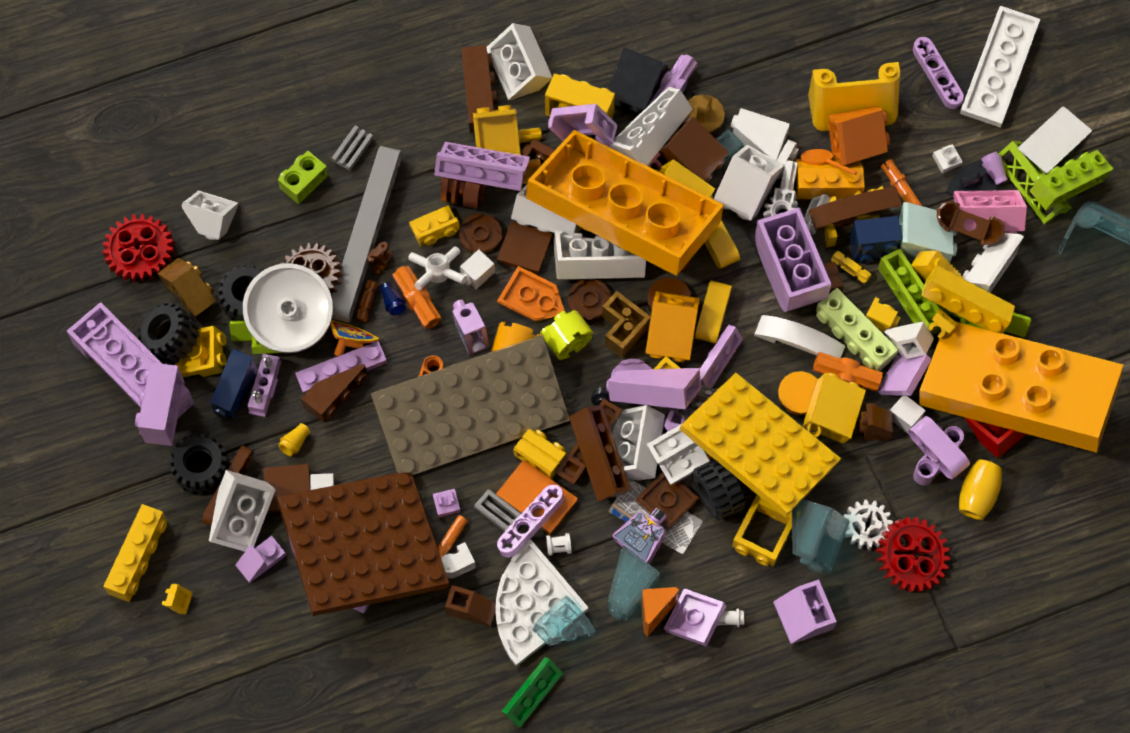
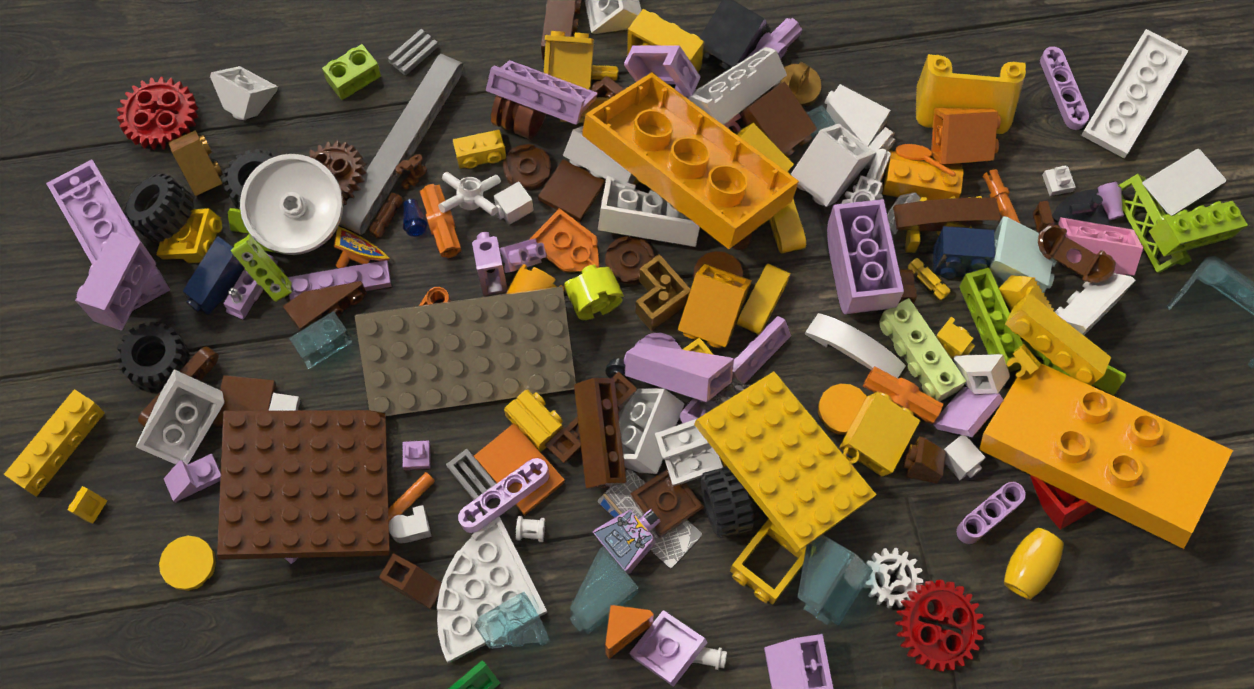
camera: 10 degrees right, 0 degrees up
(276, 369) = (262, 268): none -> lime piece
(276, 630) = (187, 563): none -> yellow tile
(292, 442) = (265, 351): yellow cone -> none
(340, 421) = (321, 340): none -> clear light blue brick
(497, 312) = (525, 252): none -> lavender hips
(938, 193) = (1042, 216): none -> reddish brown tile
(939, 447) = (994, 505): lavender beam -> none

